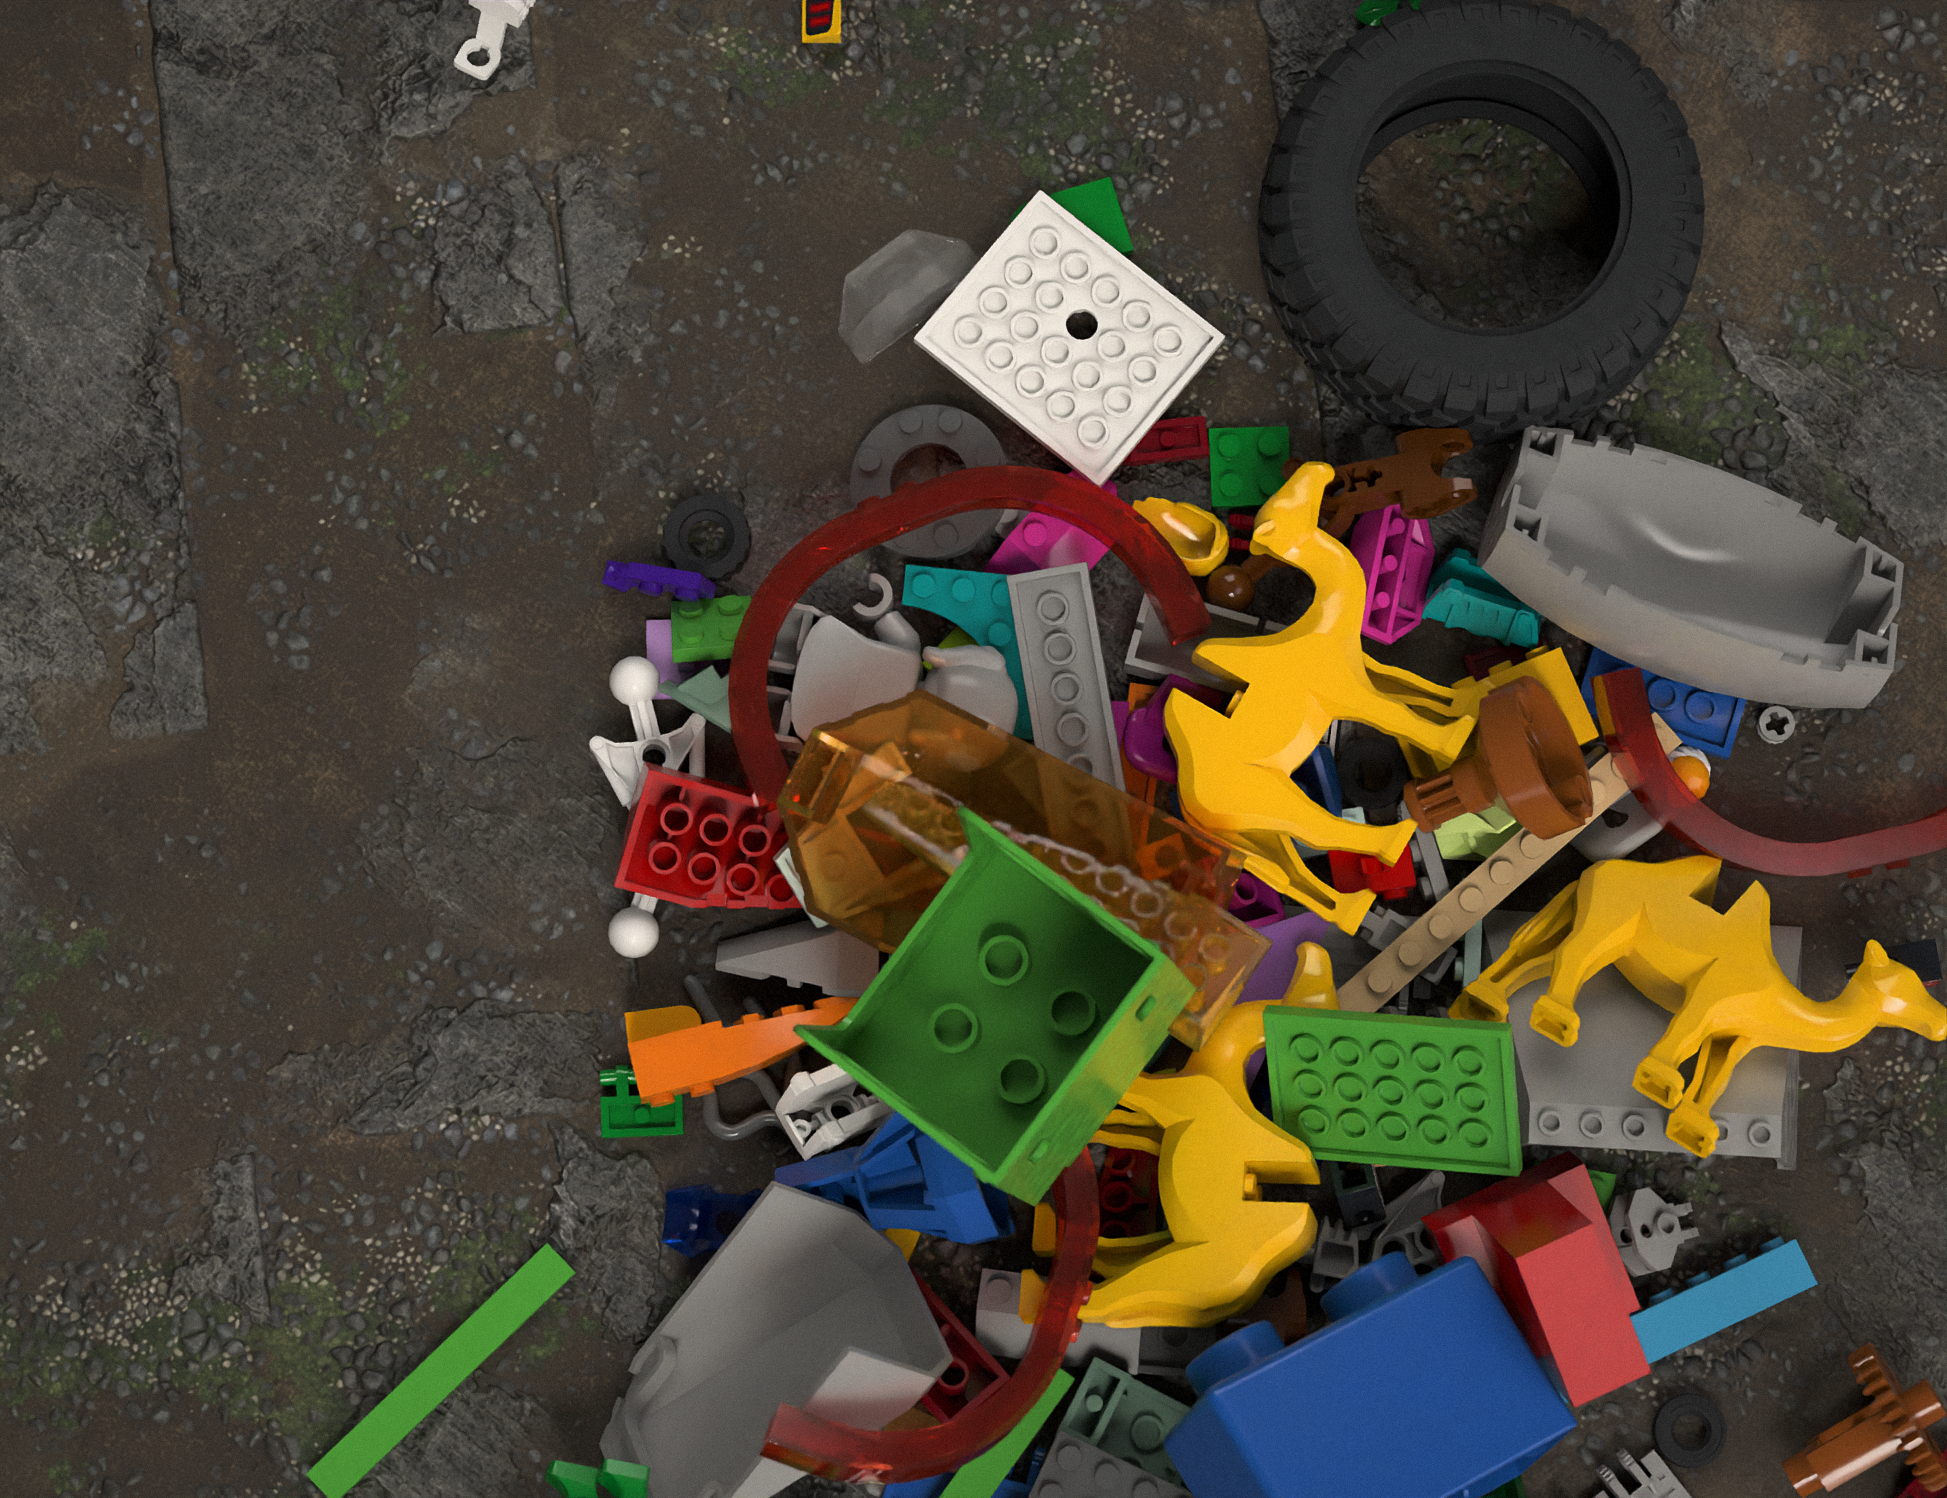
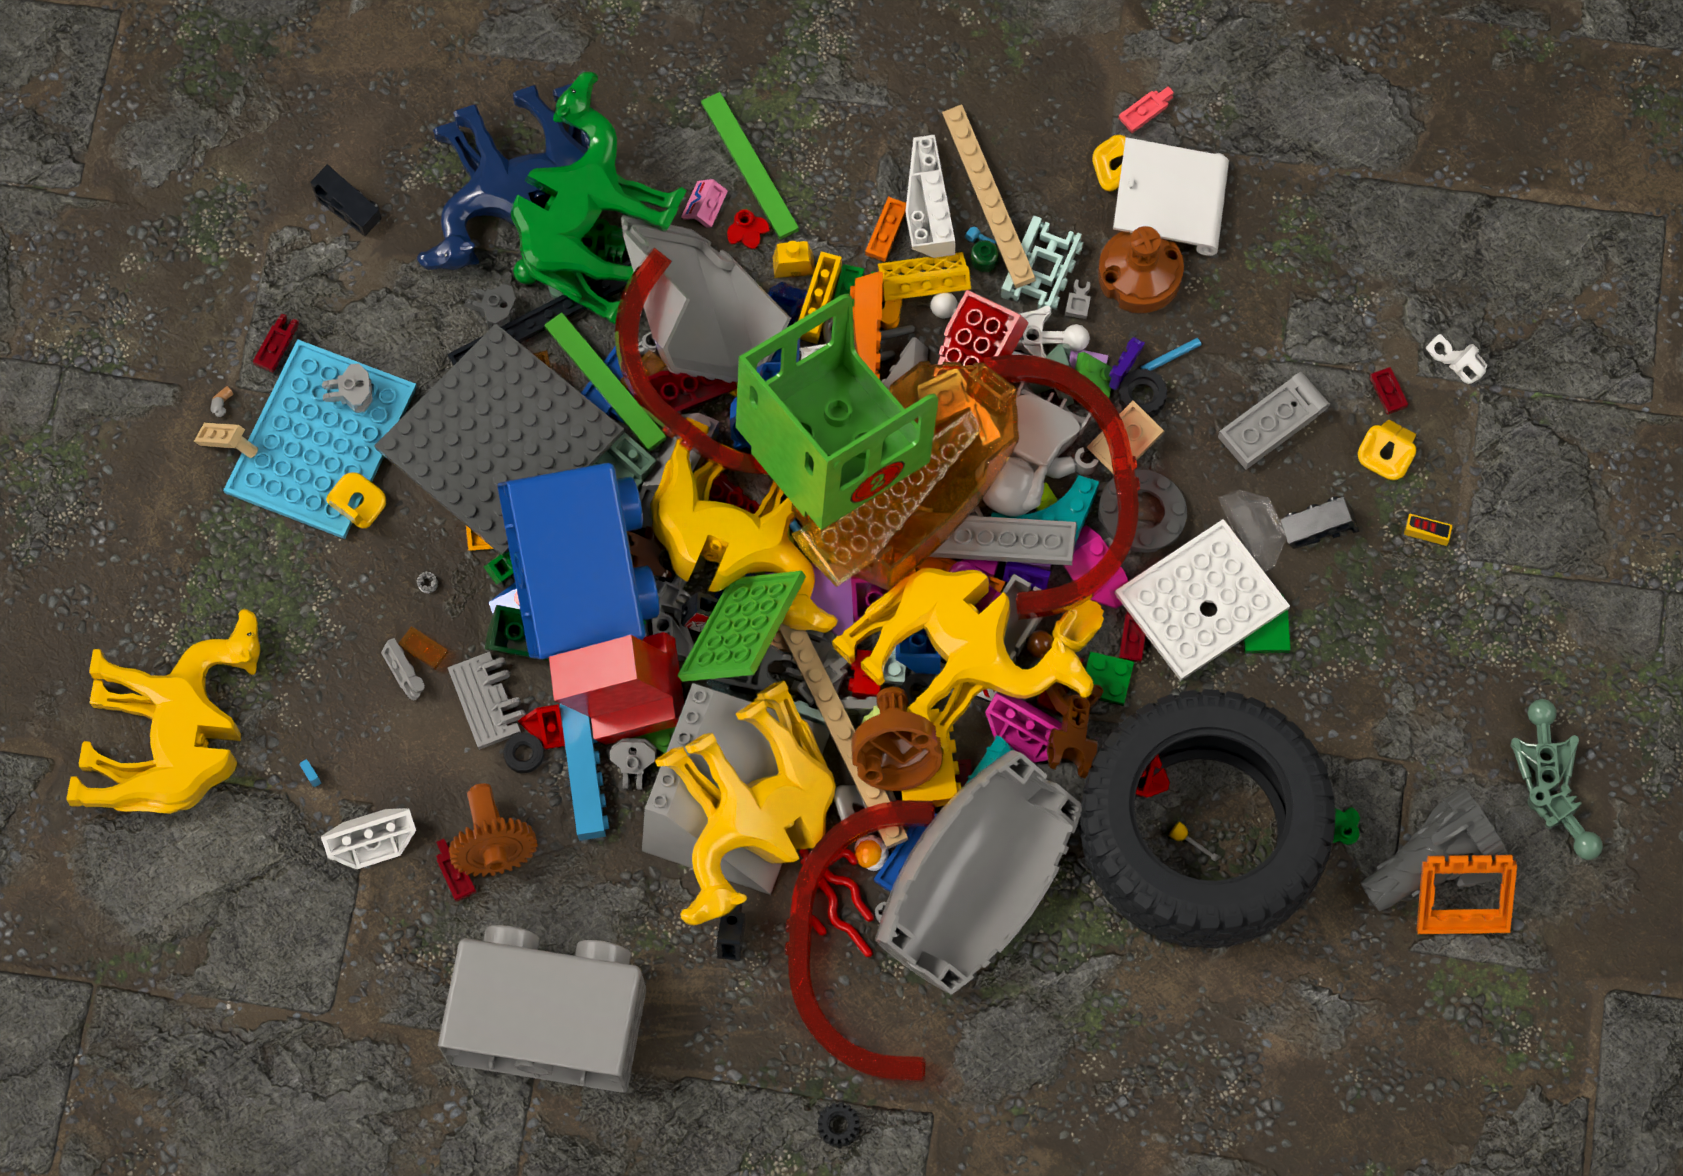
camera: 110 degrees right, 10 degrees down
(141, 676) = (1145, 109): none -> coral hinge
(285, 672) = (1102, 159): none -> yellow piece
(310, 581) = (1173, 192): none -> white door
(396, 910) = (989, 196): none -> tan plate
(435, 1018) = (927, 202): none -> white wedge
(468, 602) = (1141, 270): none -> dark orange piece
(473, 921) = (974, 233): none -> dark azure hand
(501, 813) = (1059, 271): none -> light aqua fence
(507, 1080) = (886, 229): none -> orange plate
(517, 885) = (984, 256): none -> dark green head
(541, 1432) = (705, 202): none -> bright pink panel
(563, 696) = (1078, 303): none -> light grey plate
(579, 1334) = (747, 232): none -> red plate
(584, 124) = (1388, 390): none -> dark red plate
(608, 970) = (919, 283): none -> yellow fence
(617, 511) = (1171, 355): none -> dark azure piece
(620, 1232) = (793, 259): none -> yellow torso
(668, 95) = (1403, 451): none -> yellow piece
(682, 1160) = (821, 290): none -> yellow brick
(697, 301) = (1273, 420): none -> light grey hinge
(784, 521) = (1141, 433): none -> tan plate
(870, 179) = (1319, 522): none -> wedge
(1112, 639) = (1033, 575): none -> dark purple plate
(1486, 274) = (1180, 833): none -> hinge
(1634, 1408) = (545, 725): none -> red slope
(1731, 878) = (833, 901): none -> red plant

